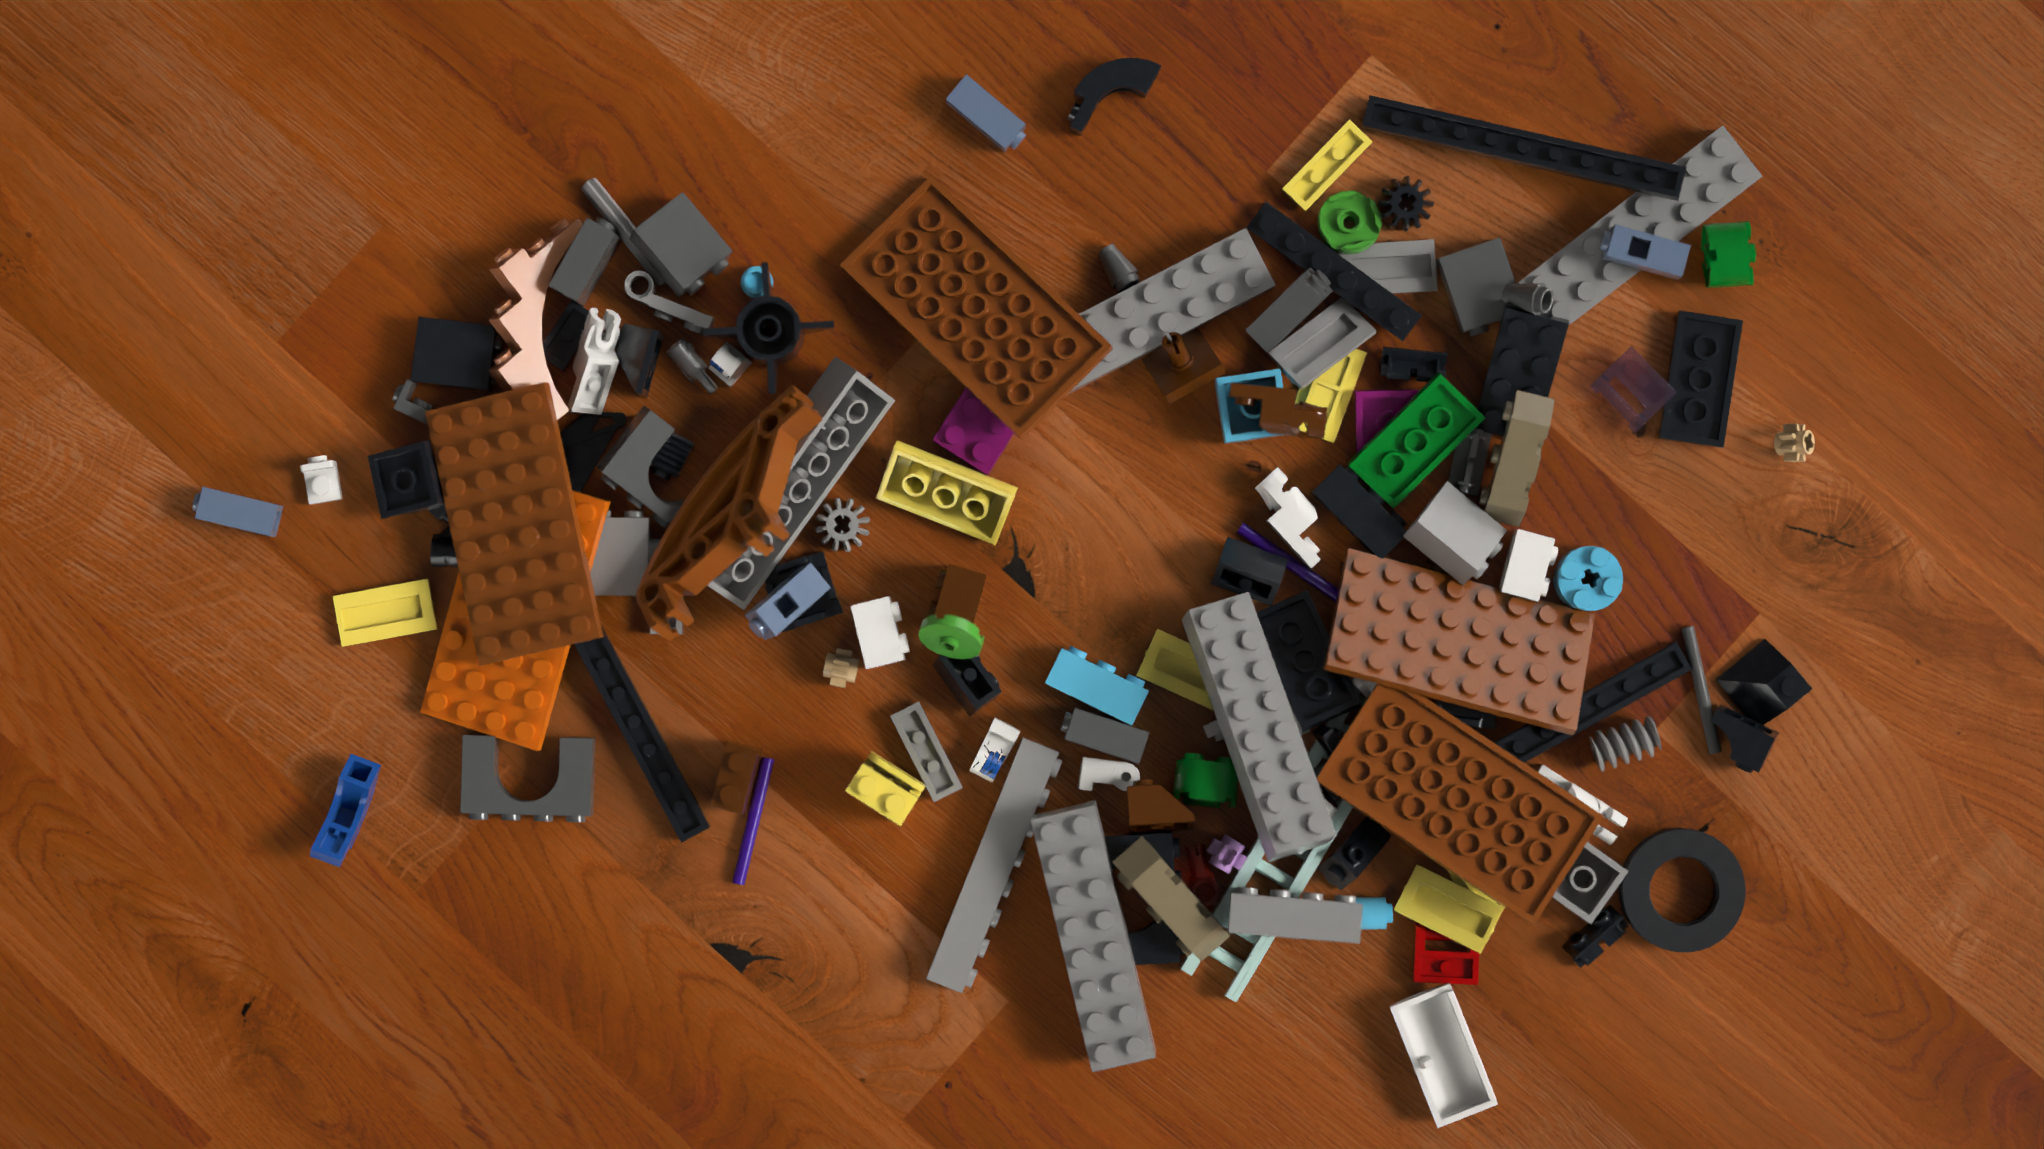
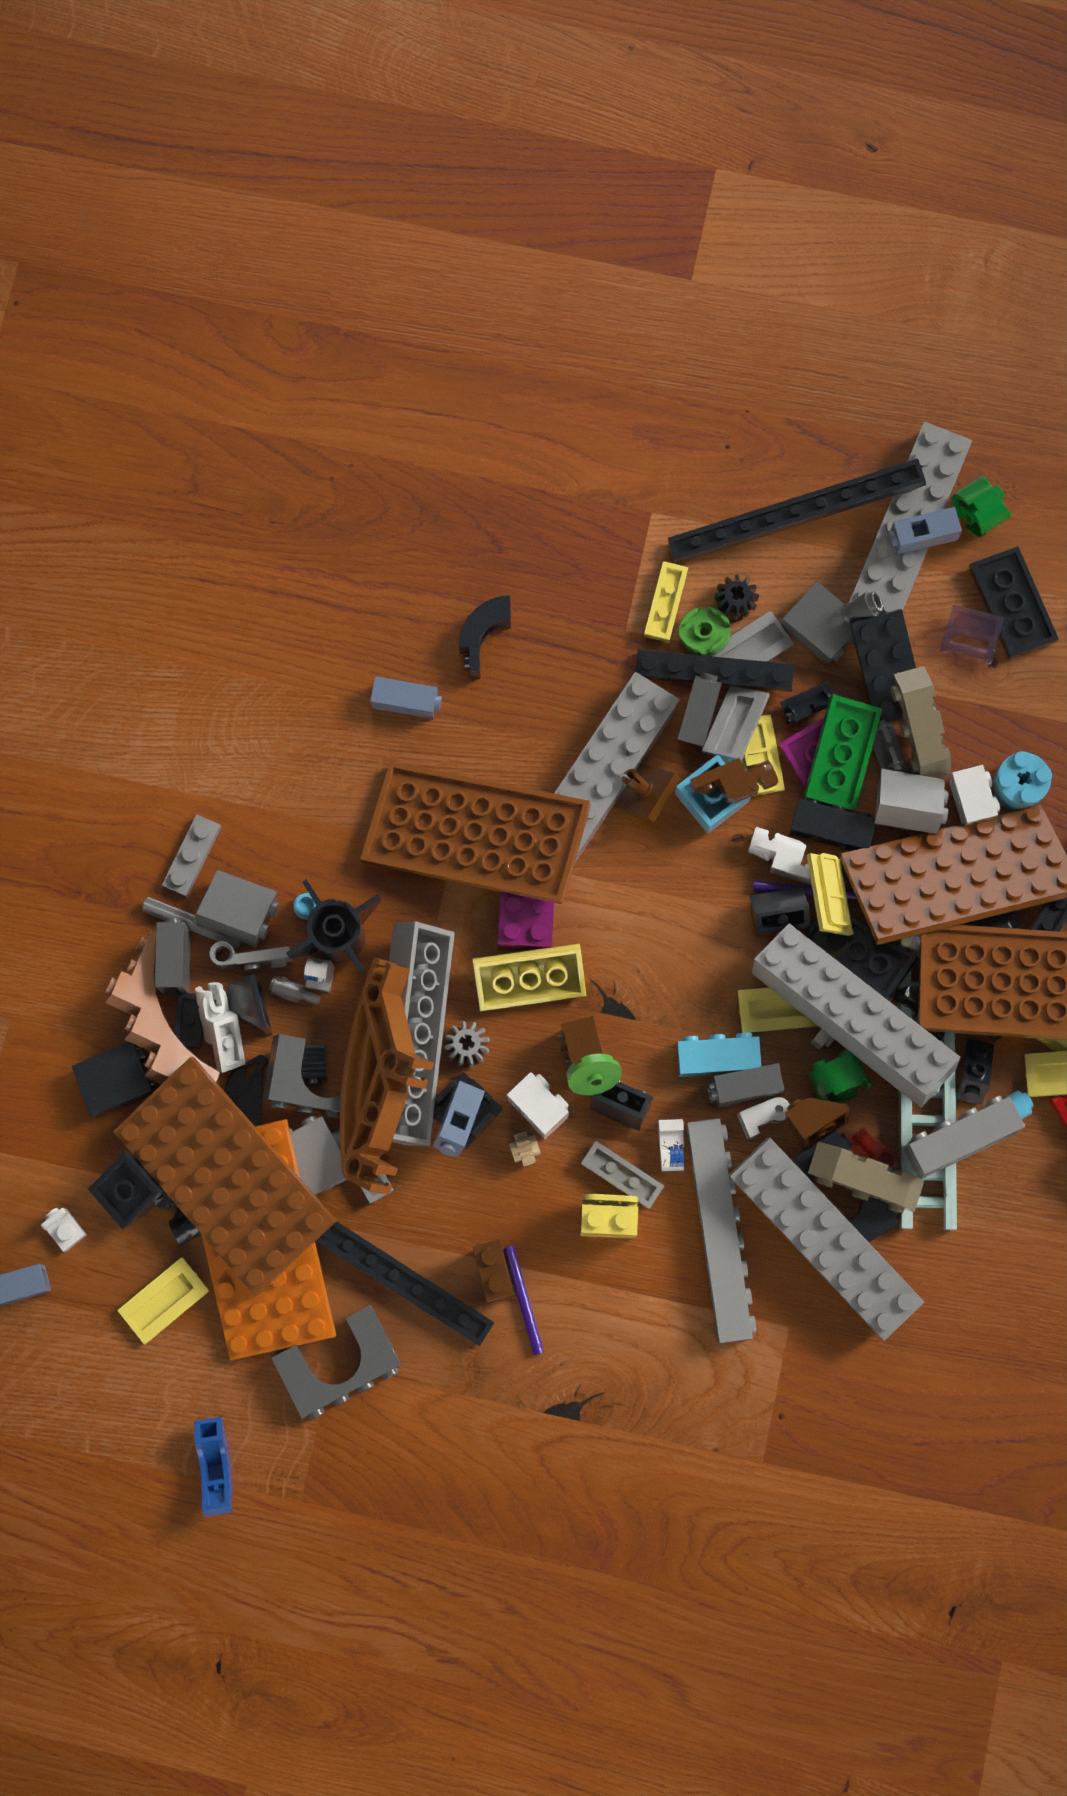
camera: 25 degrees left, 10 degrees down
(402, 398) = (96, 1138): dark grey bracket -> none
(665, 158) = (191, 855): none -> light grey plate
(1118, 268) = (560, 752): dark grey cone -> none
(1226, 854) = (884, 1124): lavender gear -> none
(1310, 585) = (829, 894): none -> light yellow piece

